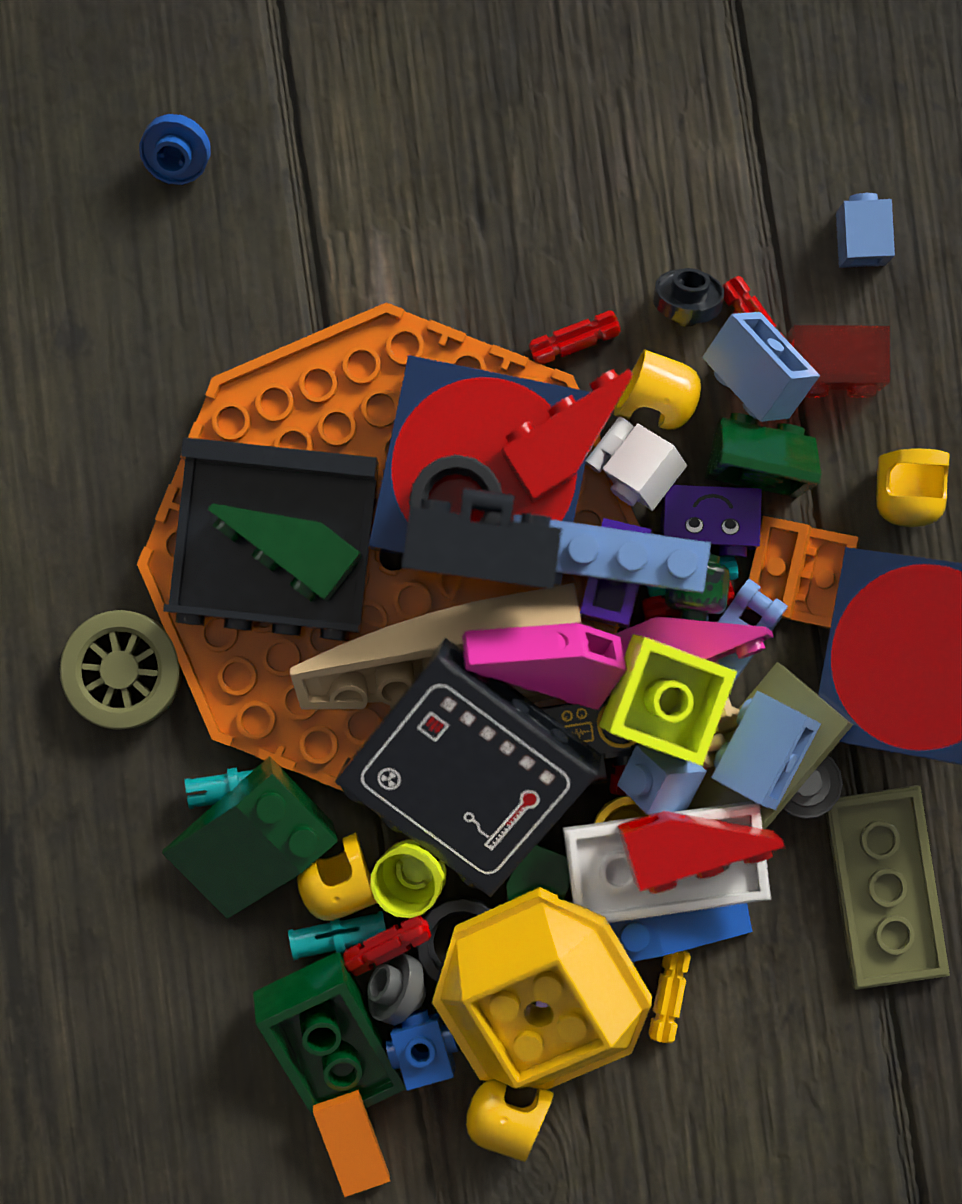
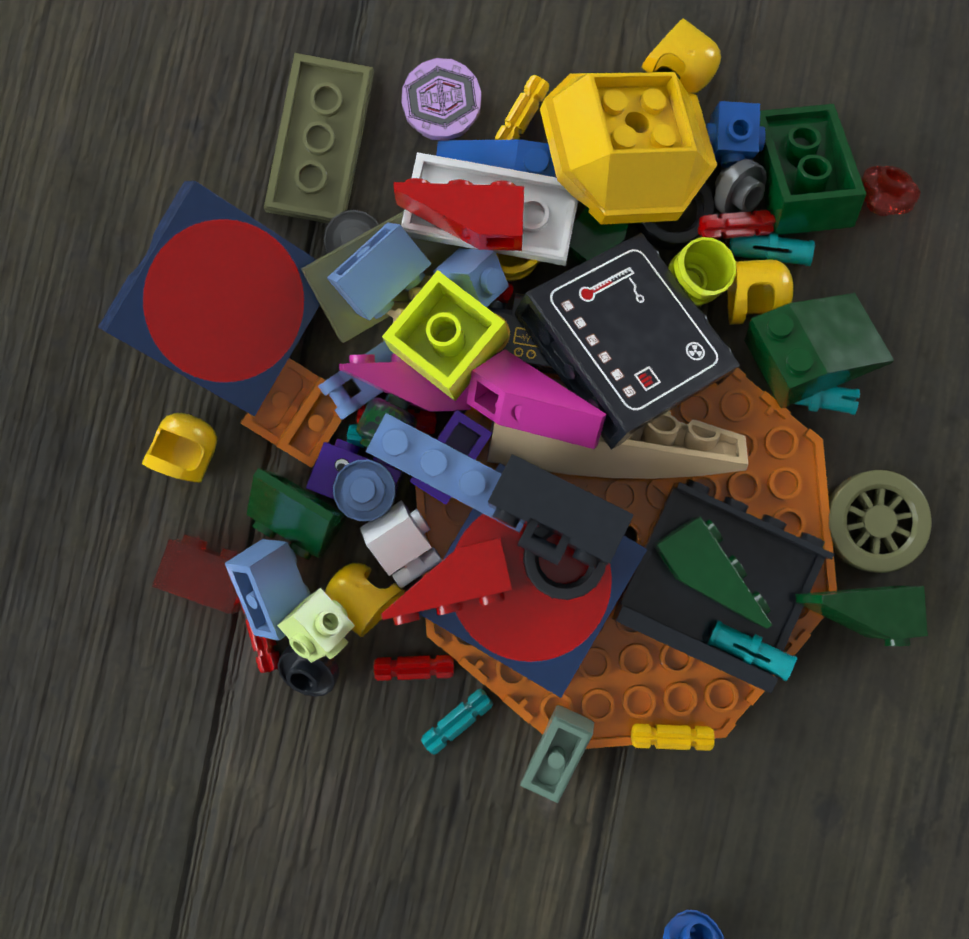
camera: 160 degrees left, 0 degrees up
(87, 569) = (874, 612): none -> dark green slope
(217, 477) = (752, 650): none -> teal pin
(228, 1046) = (889, 190): none -> clear red plate
(270, 357) = (672, 737): none -> yellow axle
(351, 1143) = (814, 83): orange tile -> none
(388, 298) = (558, 753): none -> sand green slope
(508, 296) = (456, 721): none -> teal axle
(695, 341) = (317, 627): none -> yellowish green brick
(696, 505) = (364, 490): none -> medium blue plate
(765, 980) = (441, 99): none -> tile
(865, 231) = (143, 673): medium blue brick -> none

